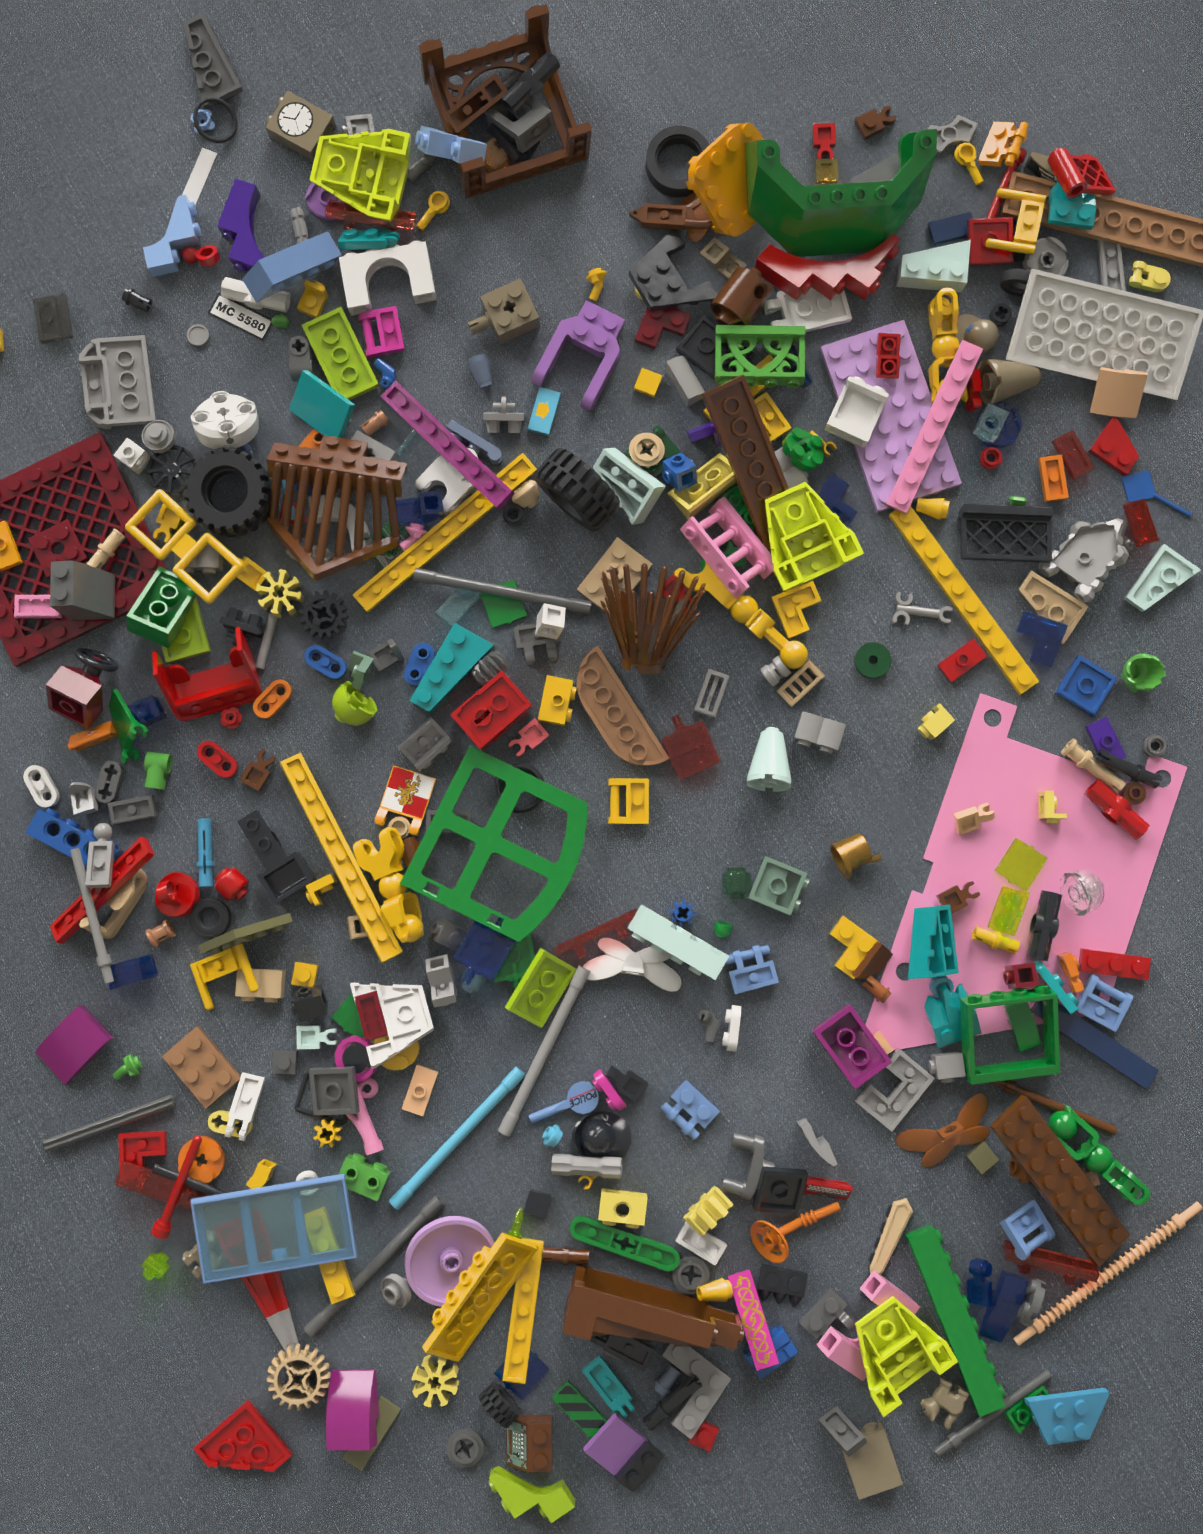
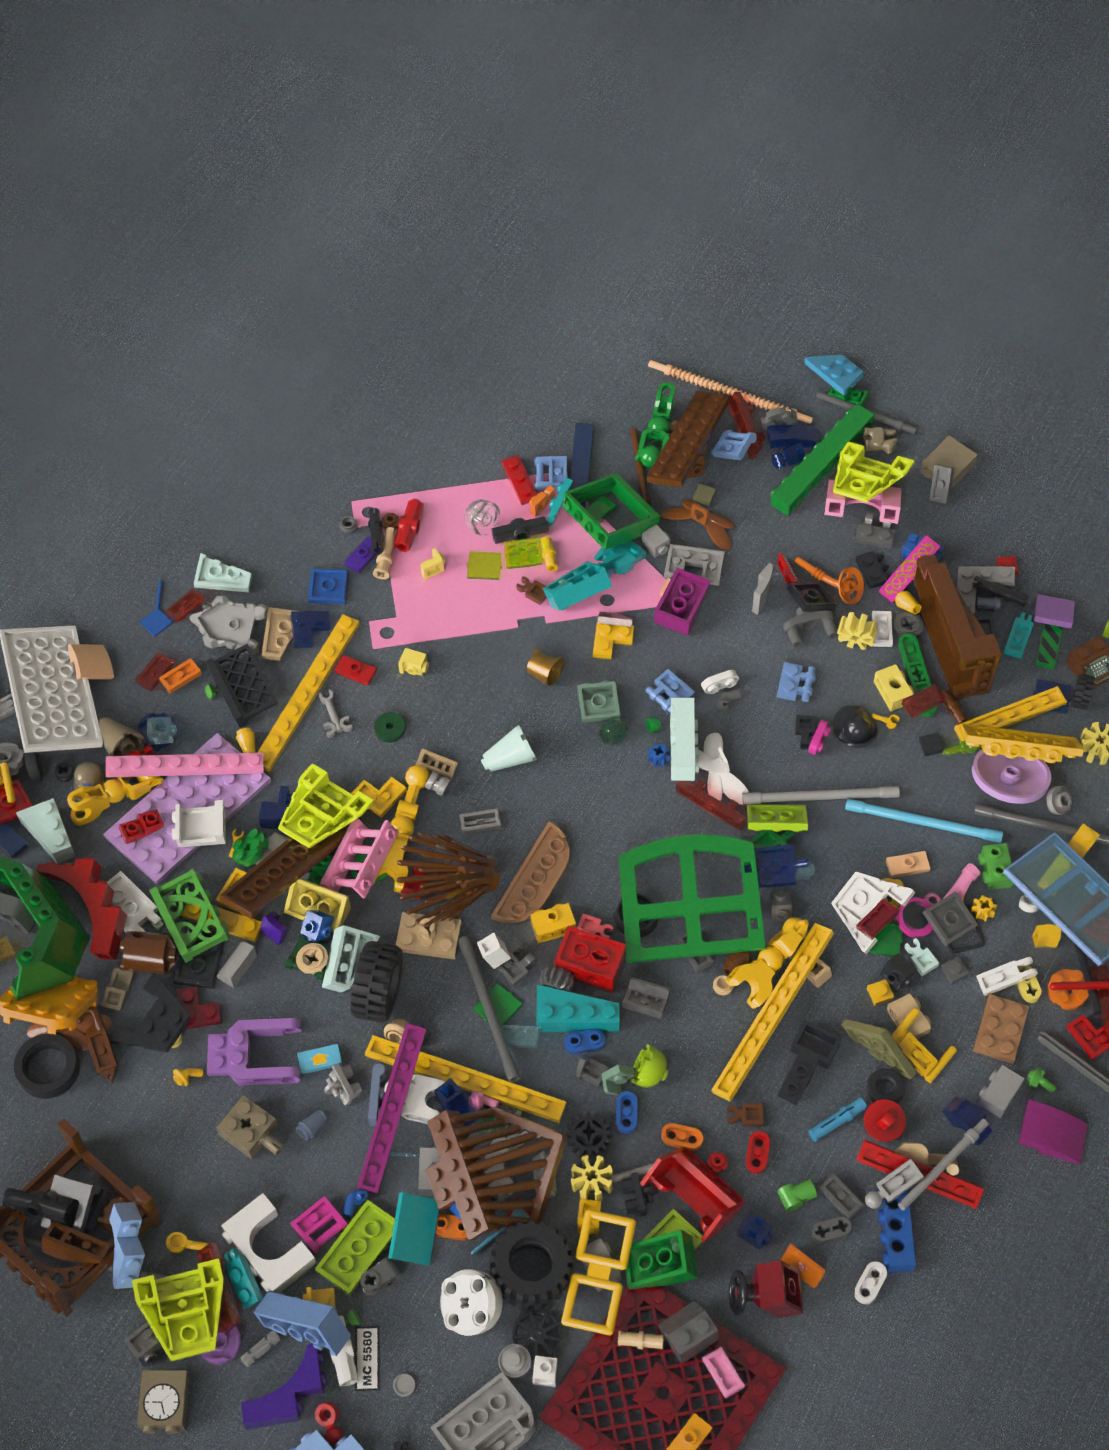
camera: 120 degrees left, 25 degrees down
(82, 799) = (858, 1240): light grey plate -> none
(125, 726) = (778, 1238): green flag -> none
(140, 1022) = (1000, 1091): none -> light grey brick
(160, 933) = (922, 1116): nougat bush -> none
(168, 521) = (583, 1308): yellow plate -> none
(231, 884) = (848, 1083): red head -> none
(323, 885) = (802, 1013): yellow bracket -> none
(375, 423) = (402, 1185): nougat pin -> none
(406, 795) = (695, 995): flag -> none
(441, 980) = (819, 888): light grey brick -> none
(552, 1135) = (877, 757): medium azure plate -> none
(581, 1098) = (838, 754): medium blue piece -> none
(586, 1226) = (923, 701): none -> clear red plate
(588, 1166) = (888, 734): light grey axle -> none
(636, 801) = (596, 828): yellow plate -> none
(639, 1466) = (1057, 591): black plate -> none
(648, 382) = (252, 993): yellow tile -> none
(690, 748) = (532, 812): clear red plate -> none
(819, 732) = (466, 733): light grey brick -> none
(877, 989) = (632, 604): dark orange pin -> none
(892, 1231) = (790, 522): tan sword -> none
(970, 818) = (472, 608): light nougat plate -> none
(995, 453) = (185, 719): red plate -> none
(1020, 975) = (564, 524): dark red brick -> none
(1115, 447) = (133, 649): red wing -> none
(1143, 672) = (299, 552): bright green hair -> none

